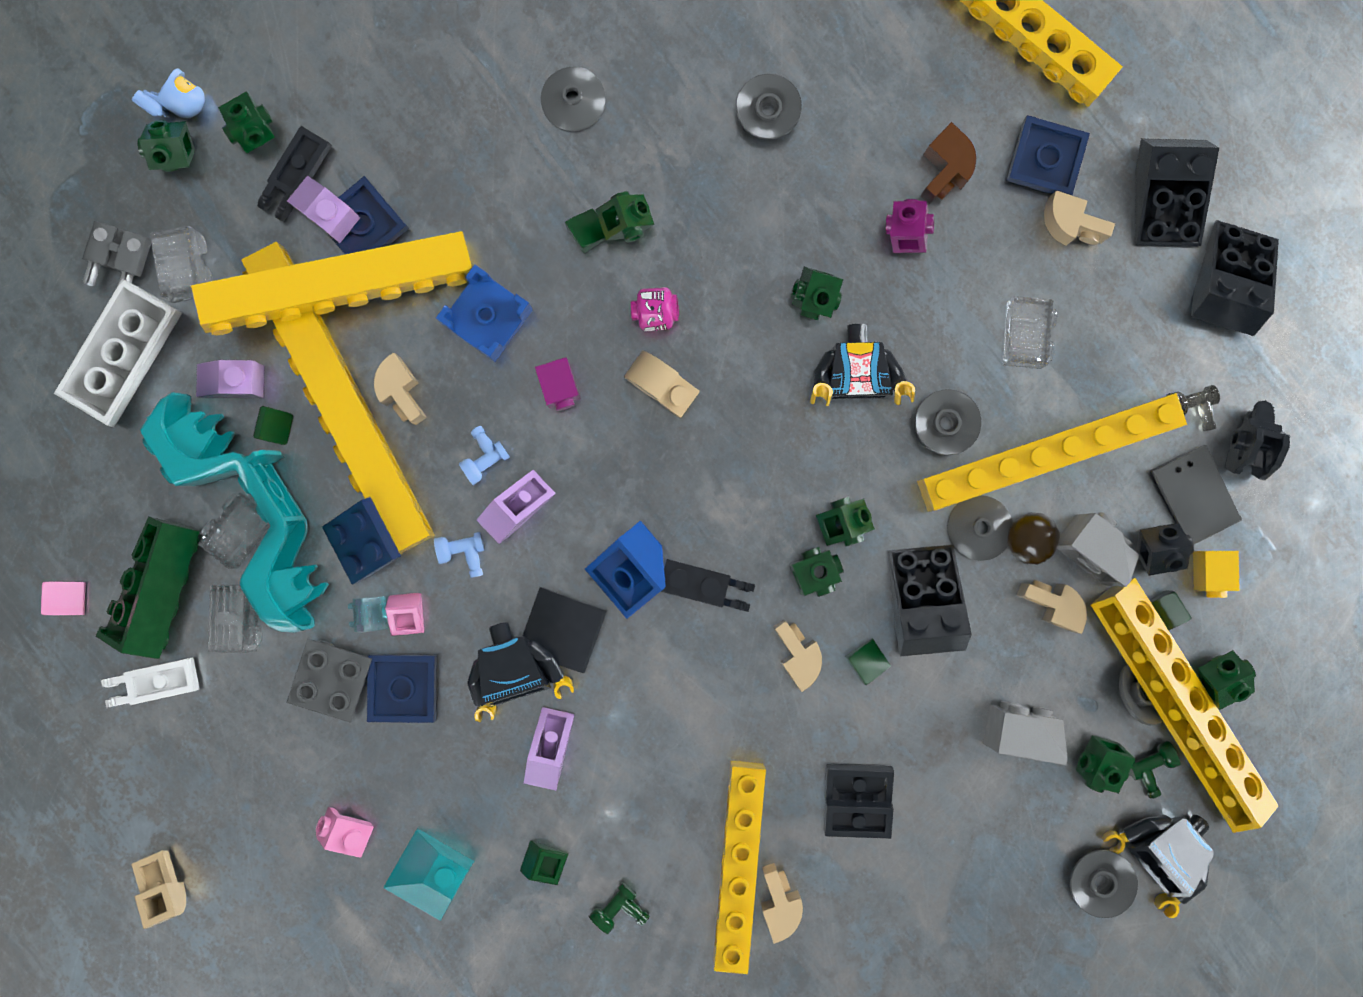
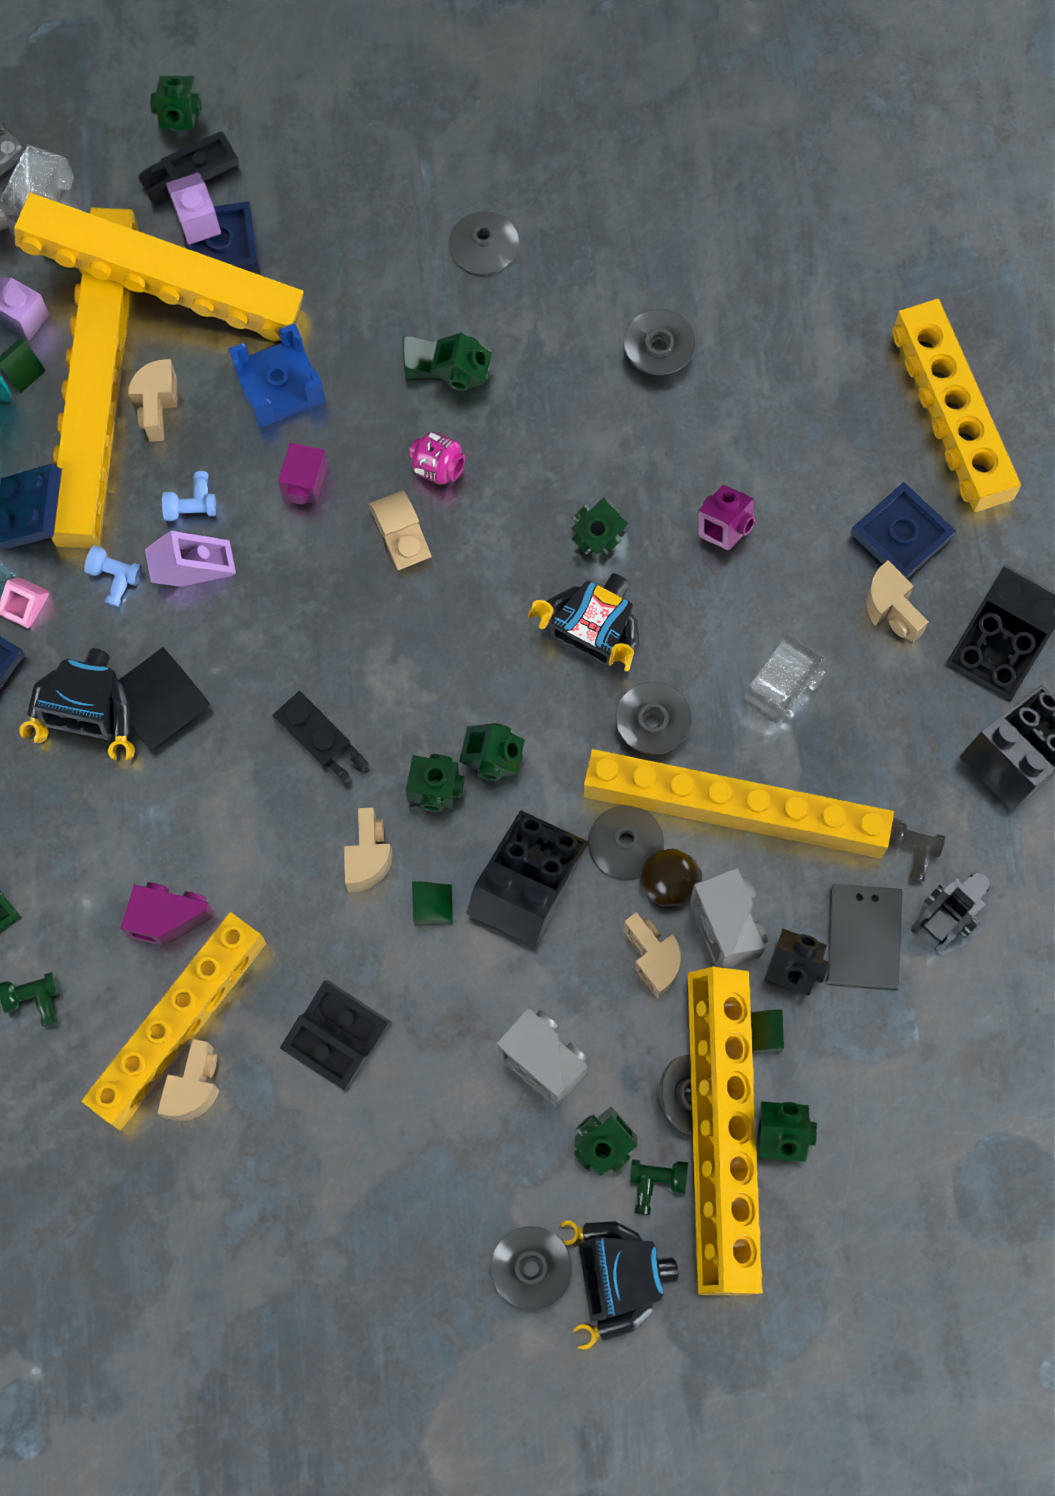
camera: 40 degrees right, 15 degrees down
(166, 145) = (94, 83): dark green brick -> none
(175, 95) = (130, 49): light blue piece -> none
(548, 749) = (67, 799): lavender slope -> none
(630, 569) = (257, 674): blue slope -> none
(676, 794) = (163, 916): none -> magenta slope
(954, 157) = (807, 485): reddish brown brick -> none
(1216, 572) = (838, 1019): yellow brick -> none

